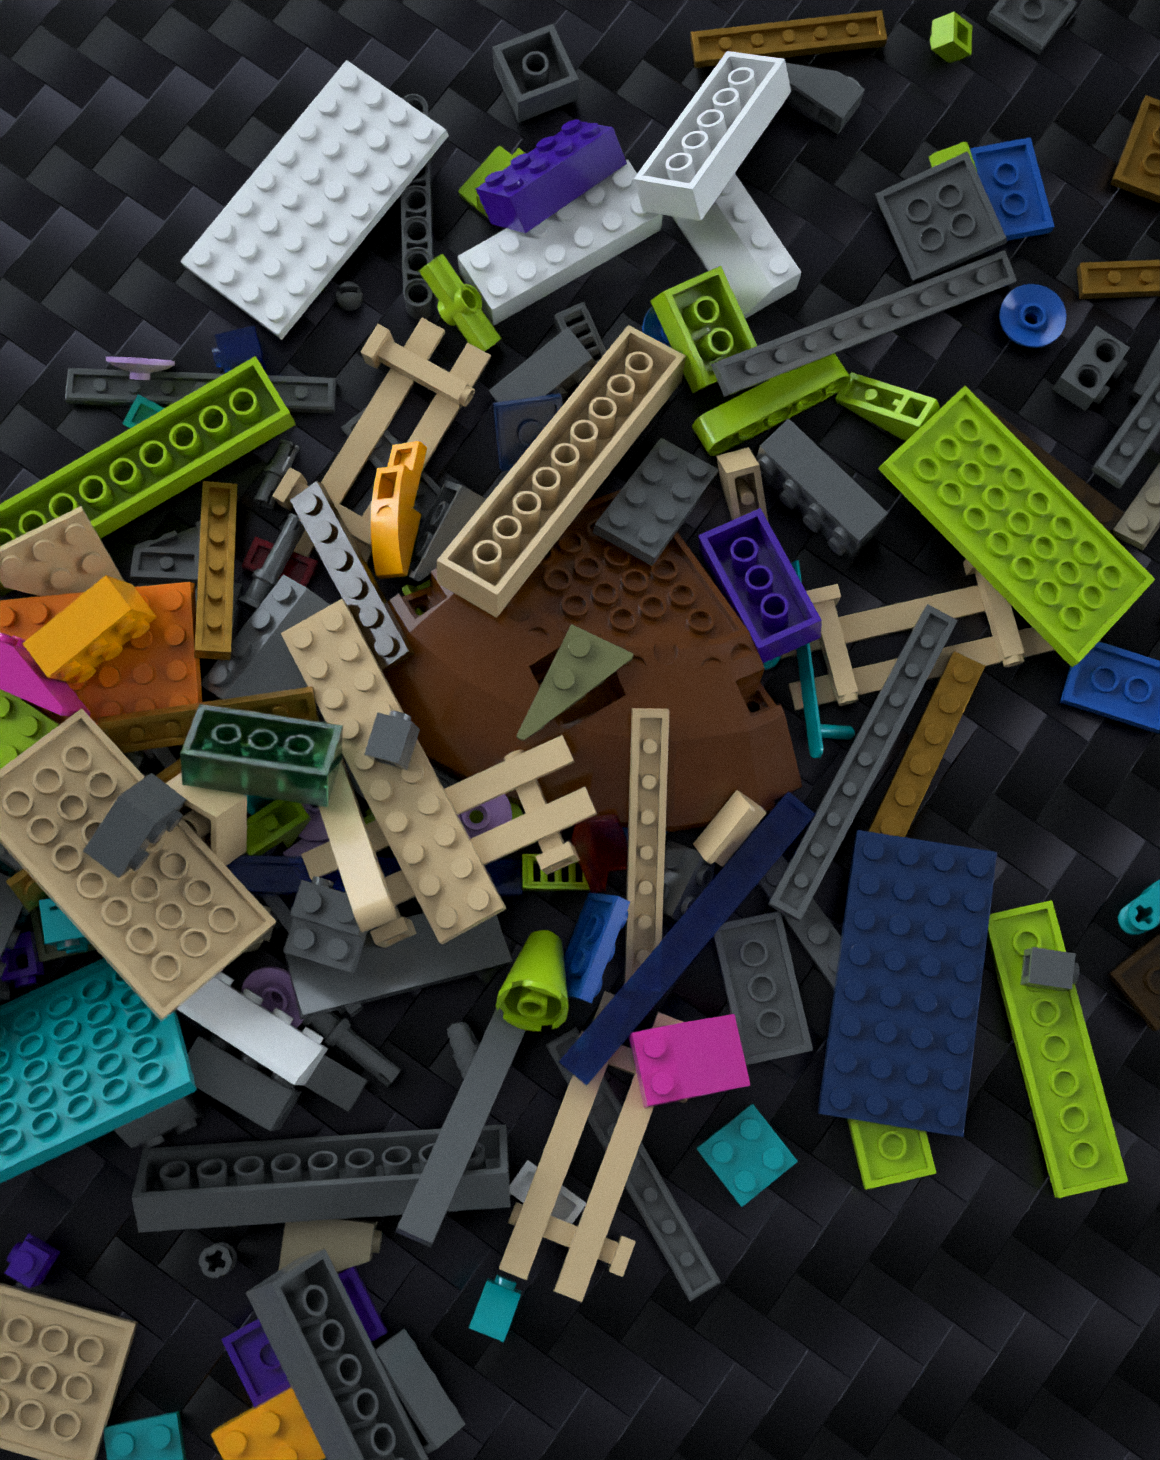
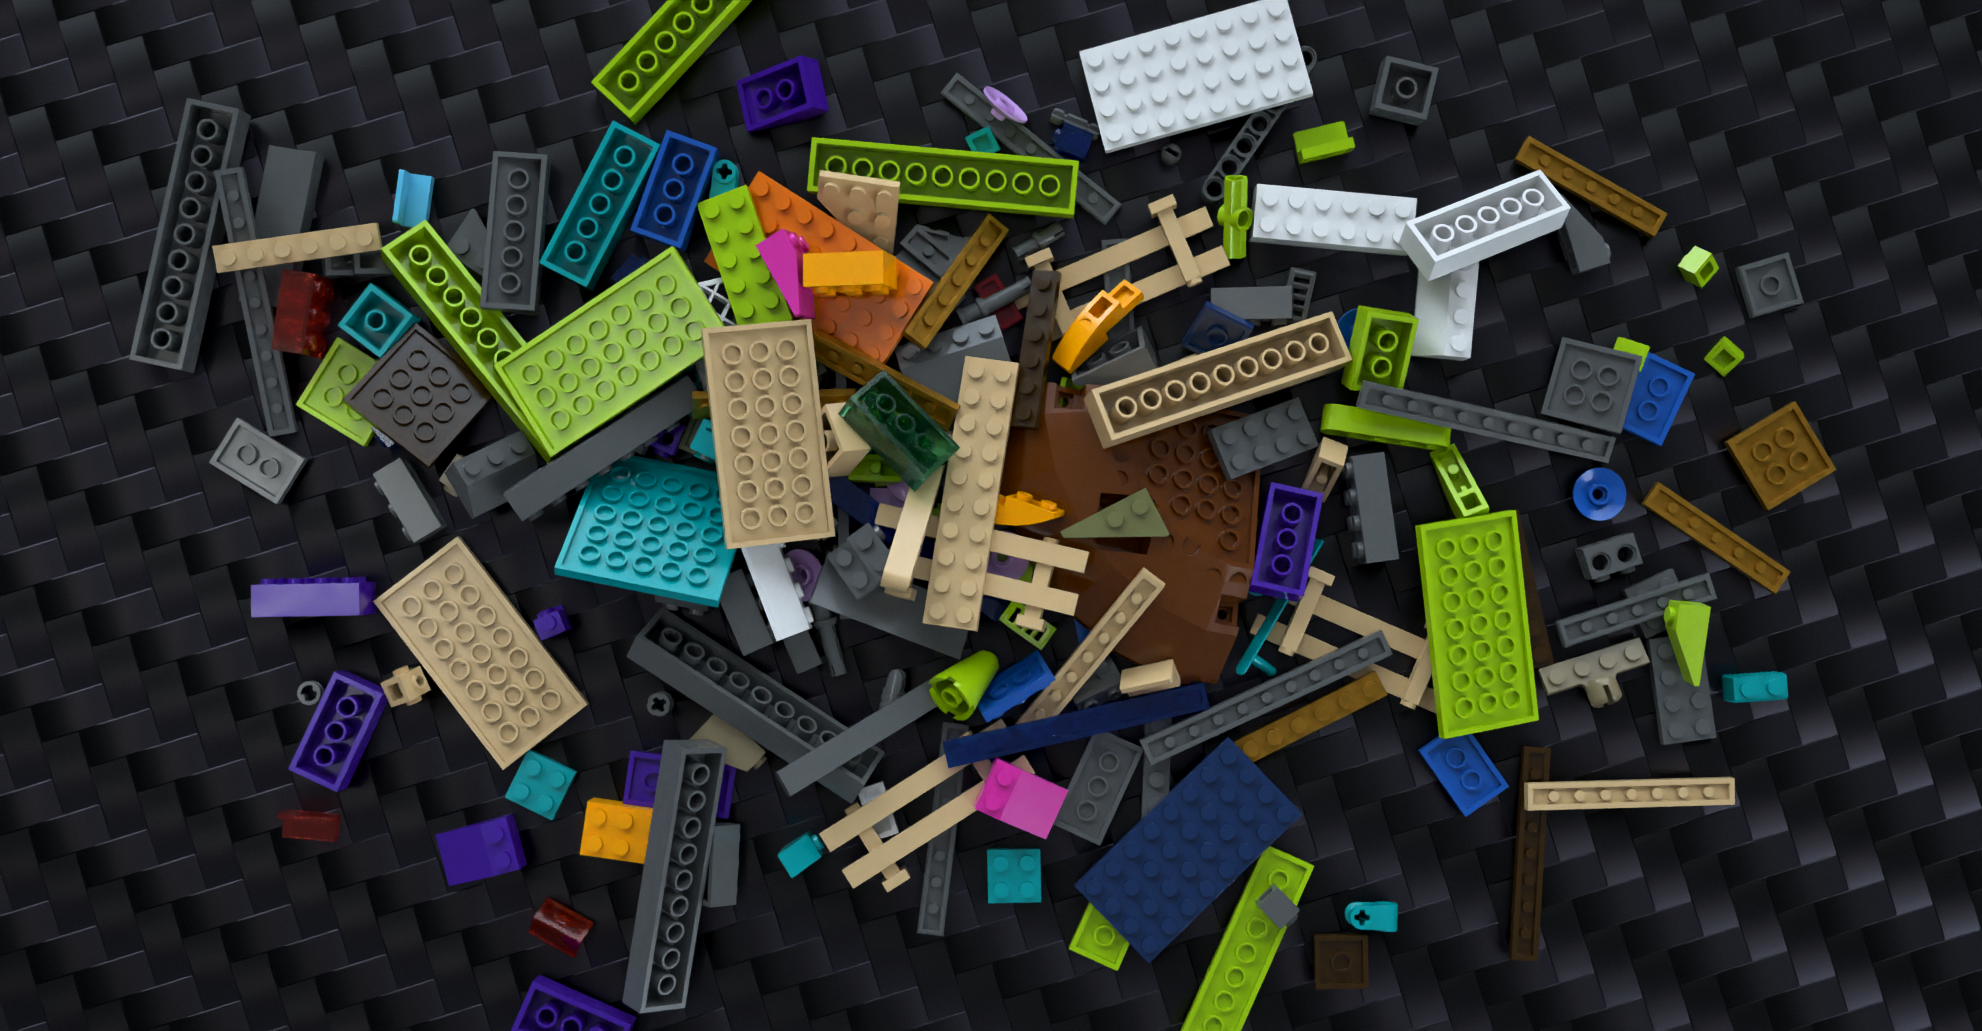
camera: 35 degrees right, 10 degrees up
(133, 823) = (796, 420): dark grey brick -> none
(207, 340) = (1059, 117): none -> dark grey axle
(392, 739) = (983, 480): dark grey brick -> none
(462, 747) = (1023, 510): none -> light orange slope
(550, 175) = (1358, 174): dark purple brick -> none
(601, 848) = (1062, 632): clear red panel -> none
(1044, 105) = (1724, 356): none -> lime slope

